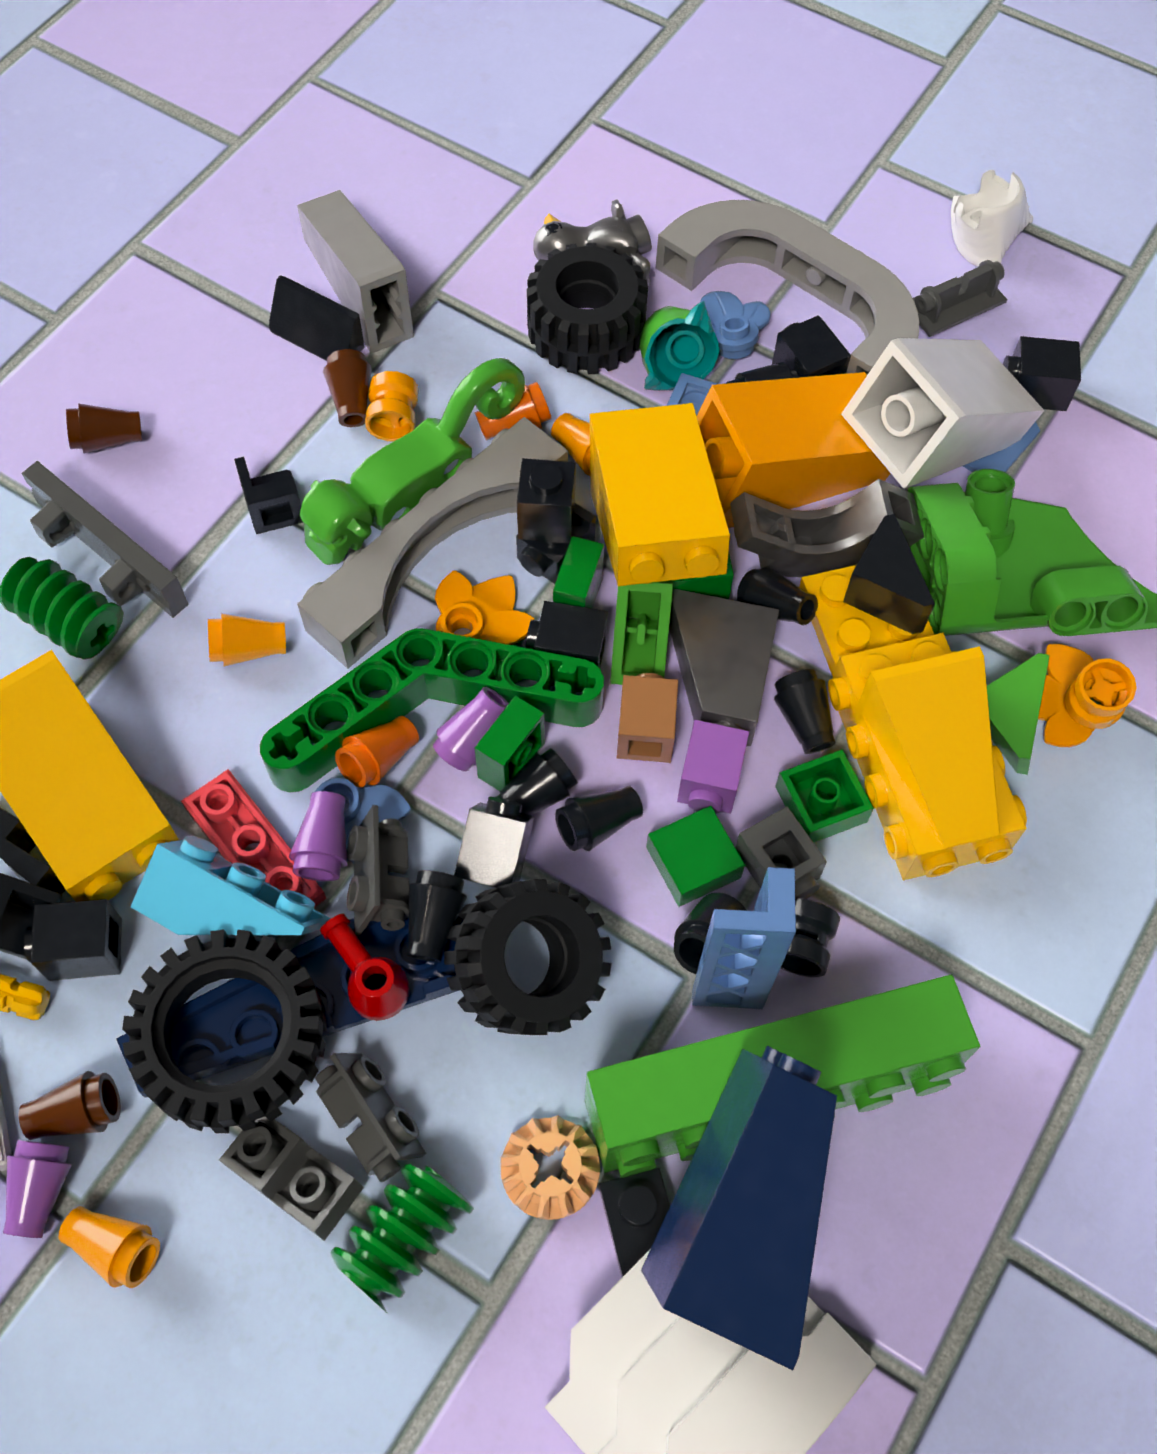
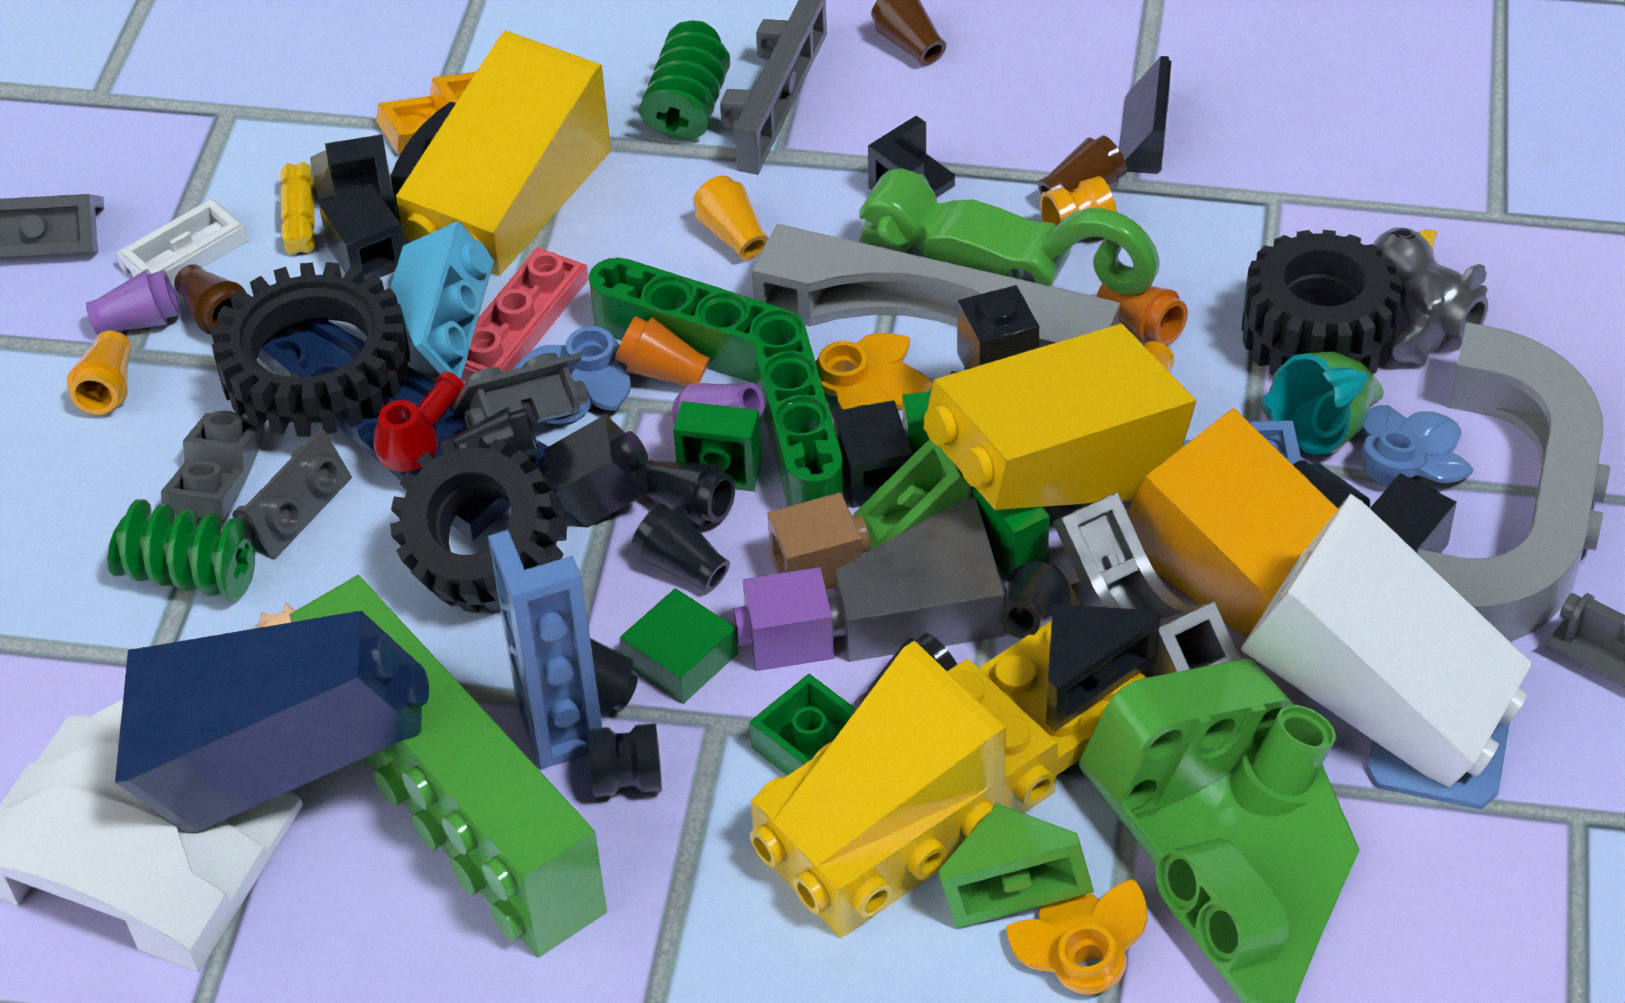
camera: 70 degrees right, 15 degrees down
(321, 841) = (535, 335): medium lavender cone -> none
(359, 268) = (1229, 112): light grey slope -> none
(782, 841) = (706, 707): dark grey brick -> none
(1047, 370) = (1558, 767): black brick -> none
(1105, 682) = (1067, 921): light orange wheel -> none

